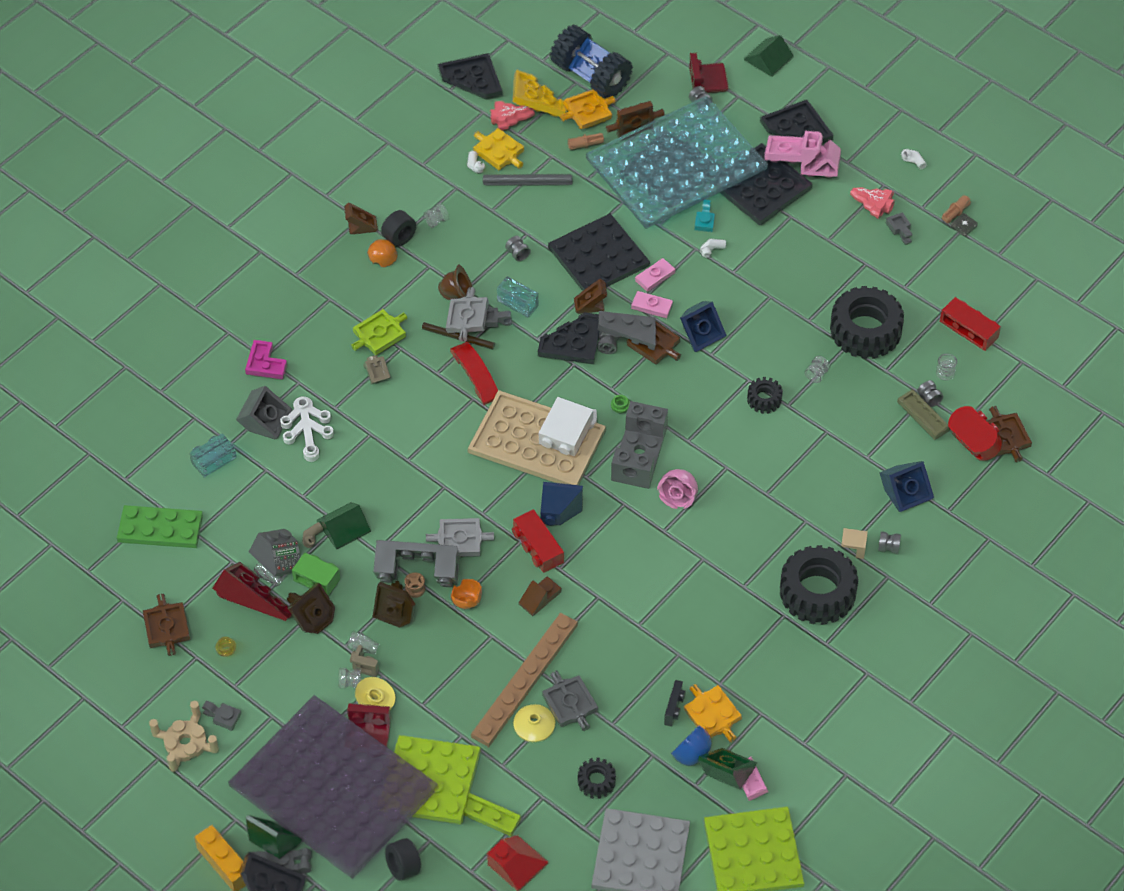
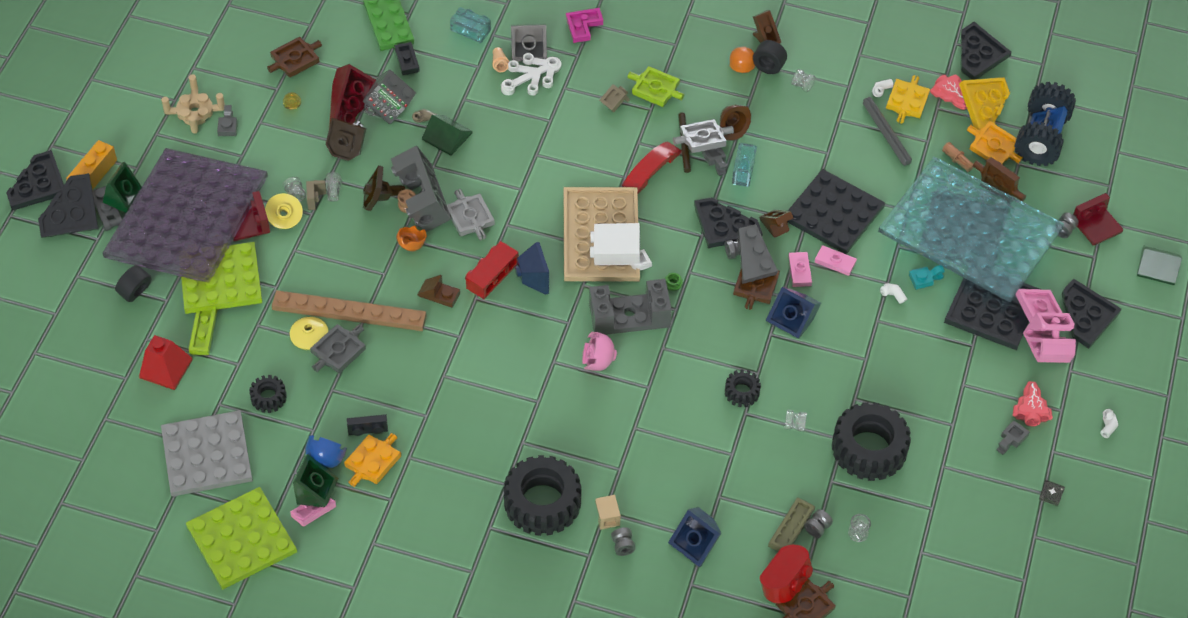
camera: 65 degrees right, 0 degrees up
(225, 525) = (406, 58): none -> black plate
(273, 446) = (500, 61): none -> light nougat cone
(313, 570) = (383, 130): bright green brick -> none
(517, 248) = (801, 148): flat silver wheel -> none
(956, 209) = (1065, 478): nougat axle -> none
(970, 323) = (926, 533): red brick -> none

